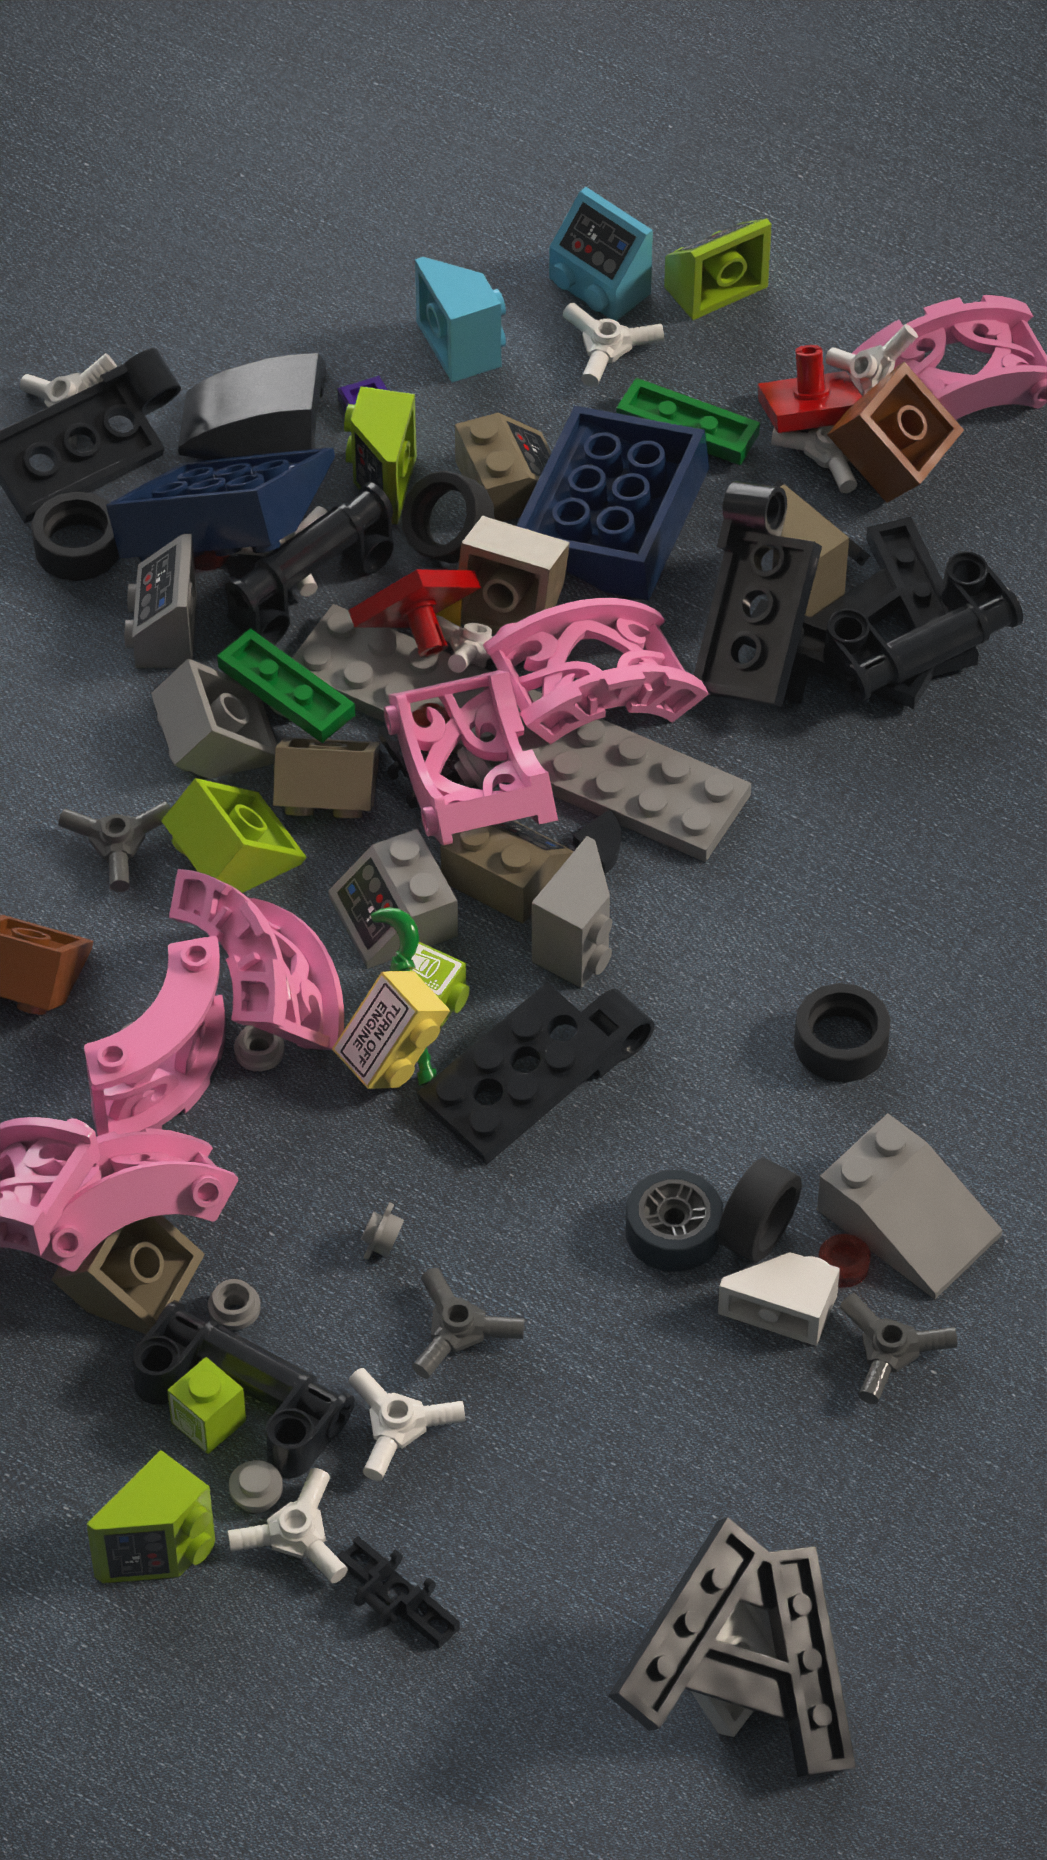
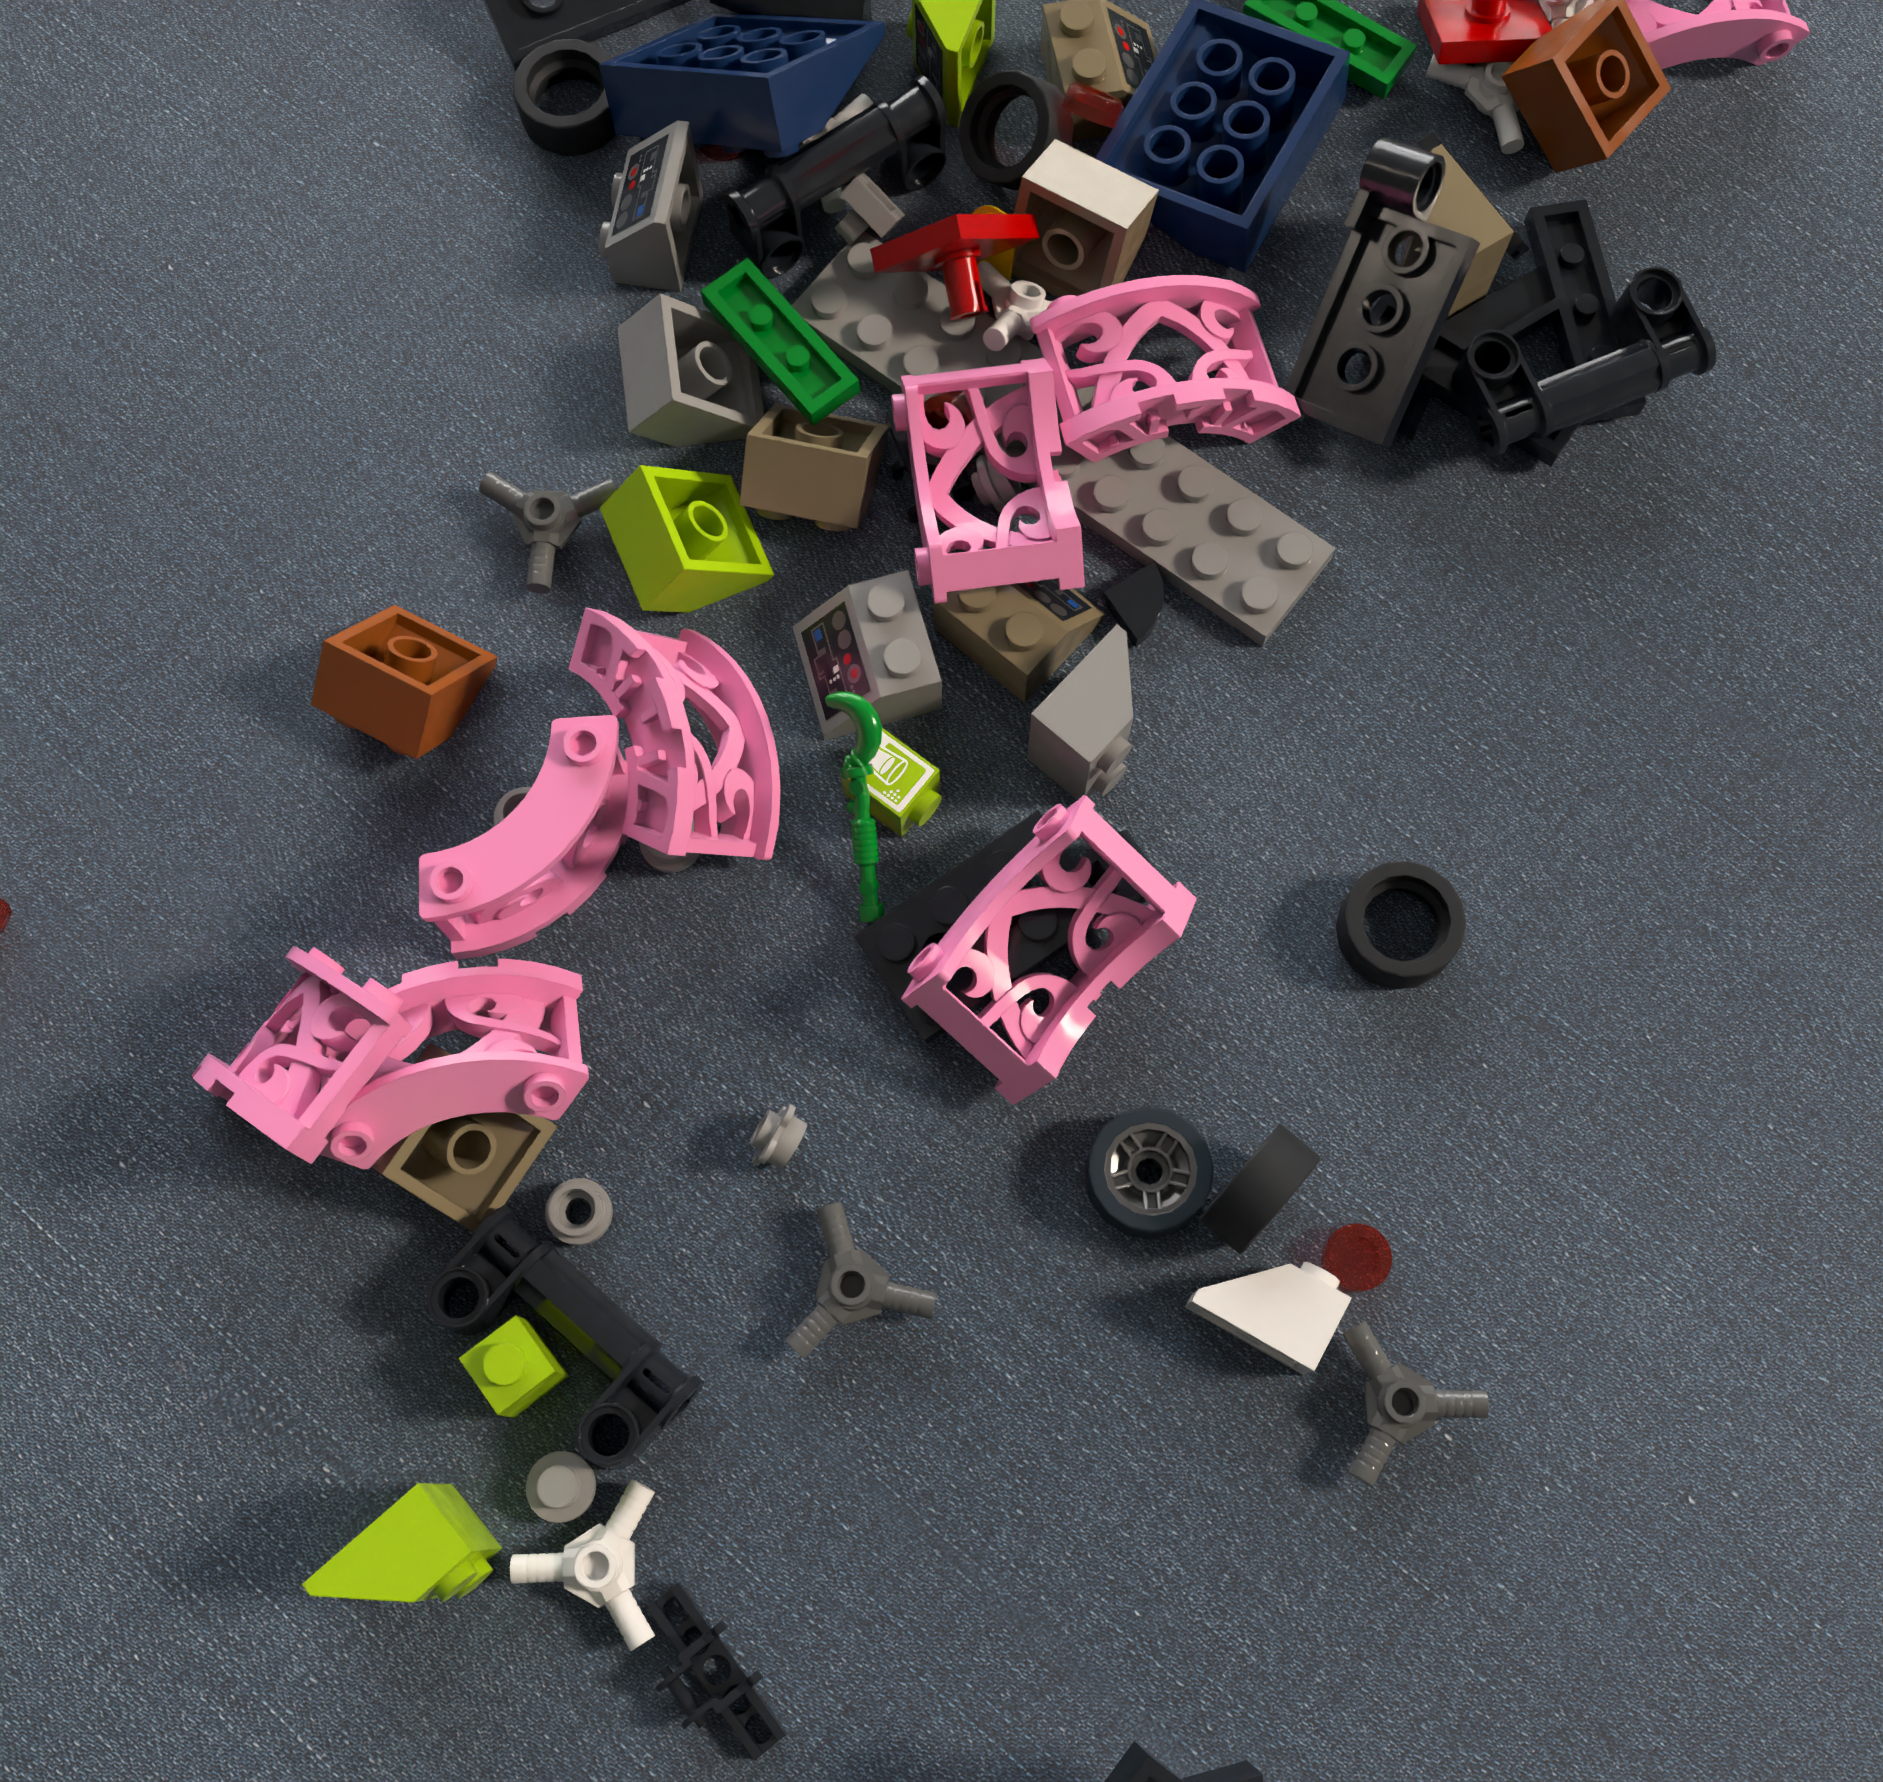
camera: 10 degrees right, 20 degrees up
(338, 587) = (869, 209): none -> light grey tile
(391, 1030) = (831, 857): brick -> none
(397, 1420) = (753, 1419): white piece -> none
(507, 489) = (1093, 104): none -> clear red tile
(554, 1137) = (1134, 939): none -> bright pink fence
(907, 1206) = (1451, 1202): light grey slope -> none

